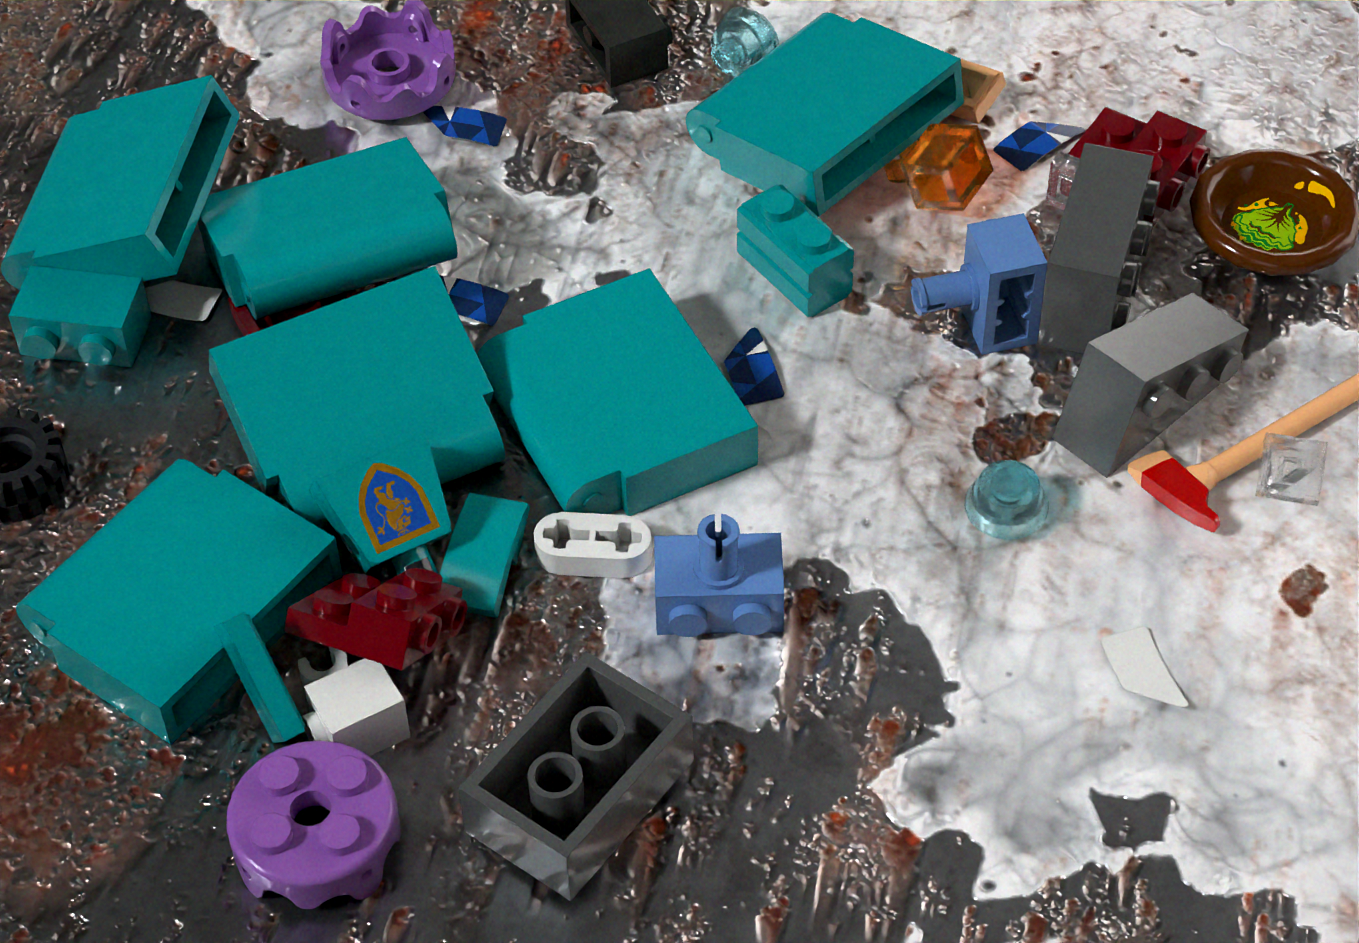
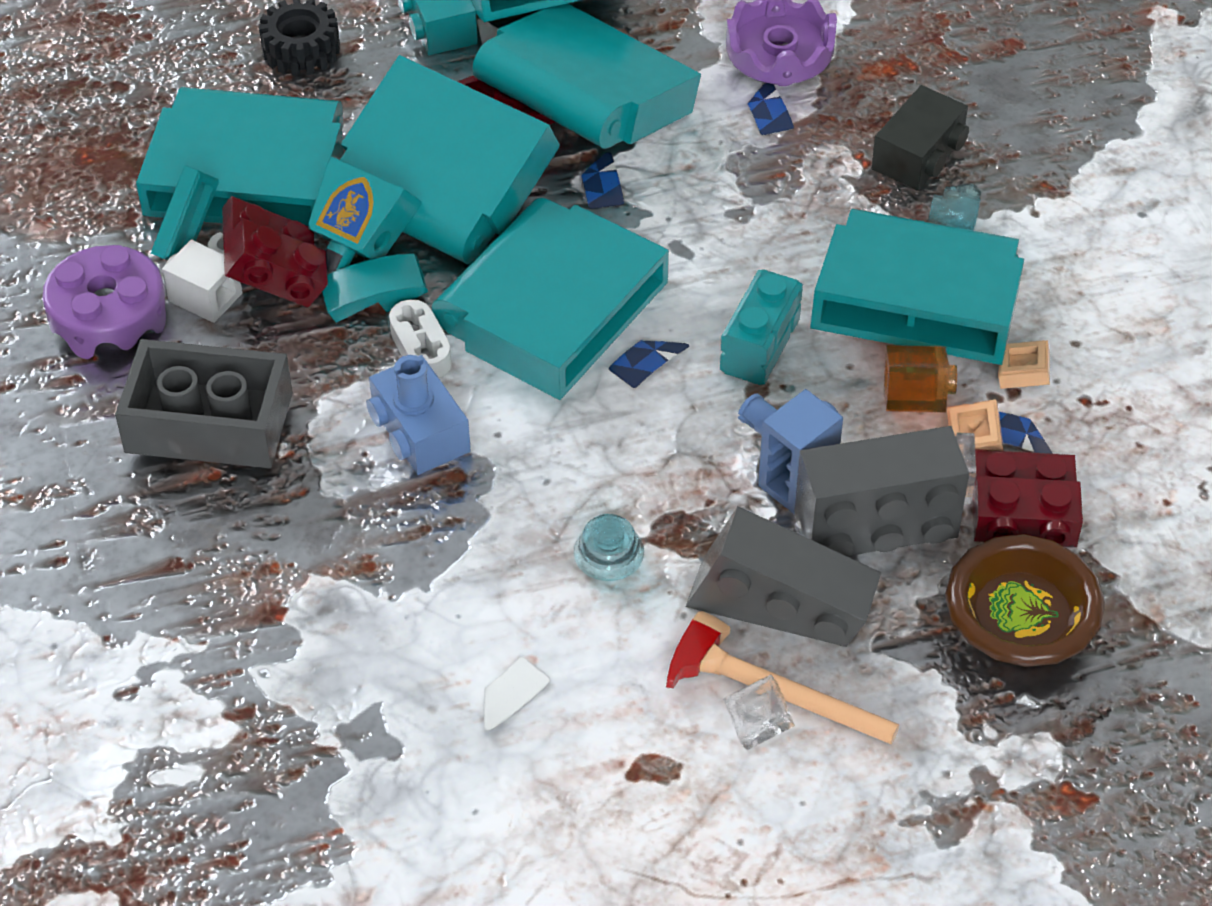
camera: 60 degrees right, 0 degrees up
(1027, 158) = (982, 420): none -> light nougat tile

